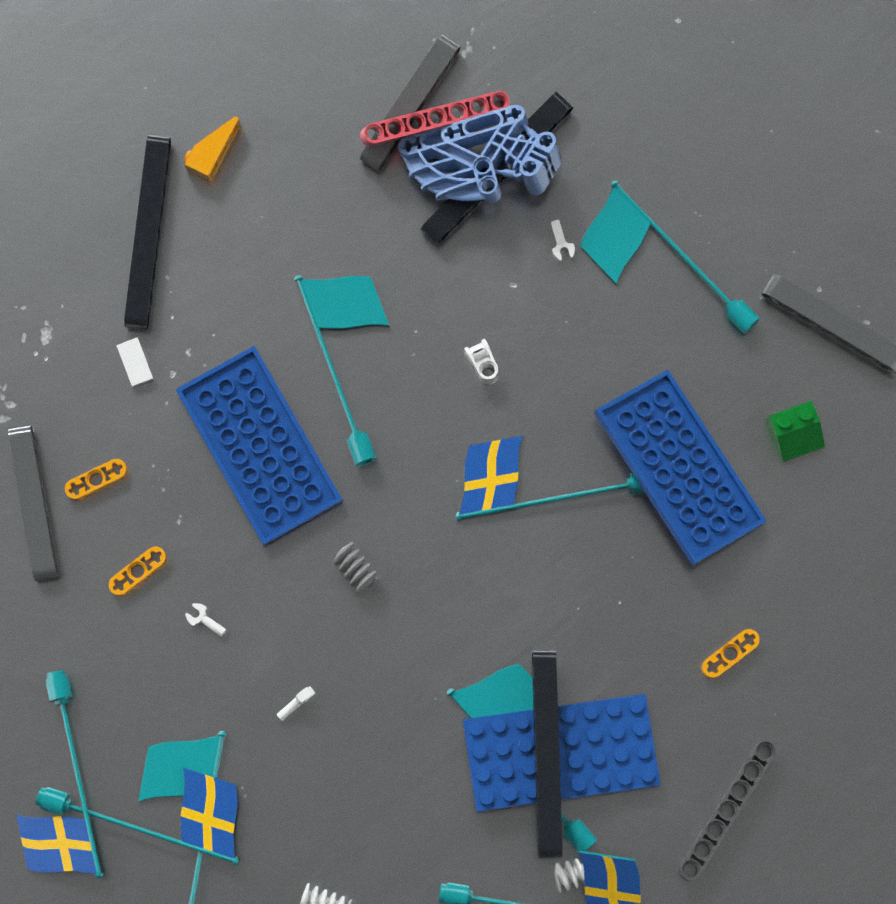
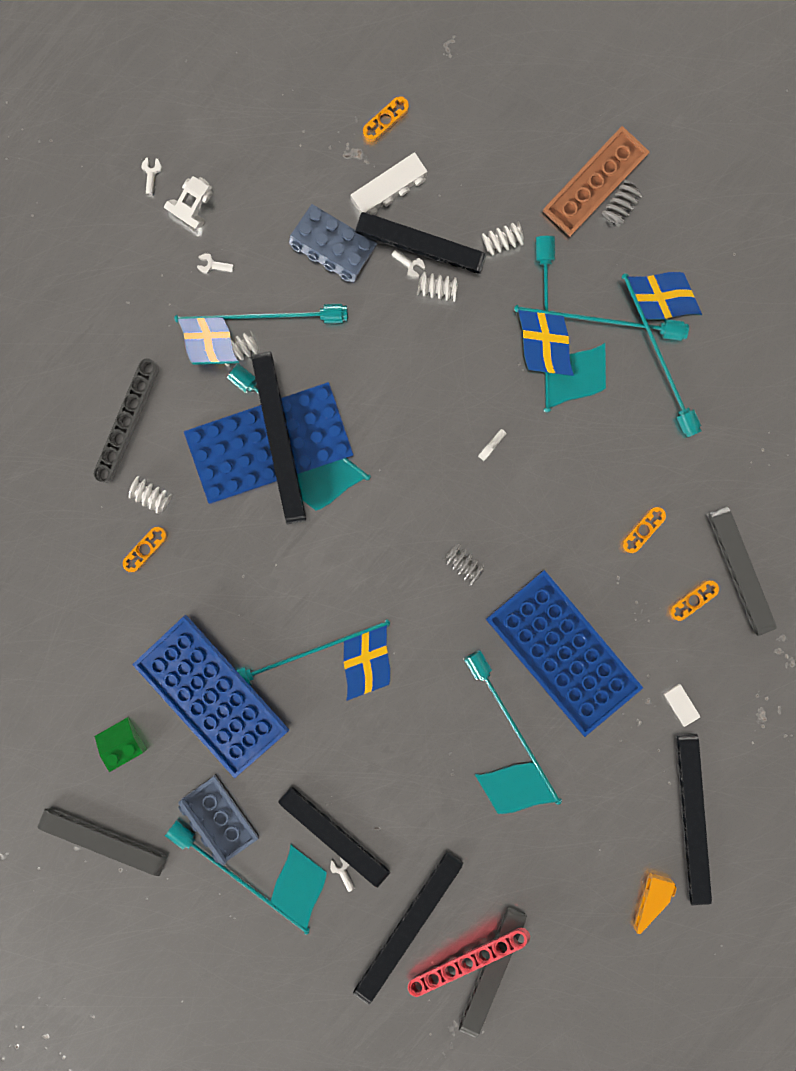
camera: 170 degrees right, 10 degrees up
(205, 620) = (579, 499): white bar -> none
(480, 359) = (392, 760): white piece -> none
(530, 159) = (380, 941): medium blue beam -> none
(564, 283) = (334, 837): none -> black beam
(695, 325) = (217, 820): none -> sand blue bracket
(714, 716) = (149, 496): none -> white piece

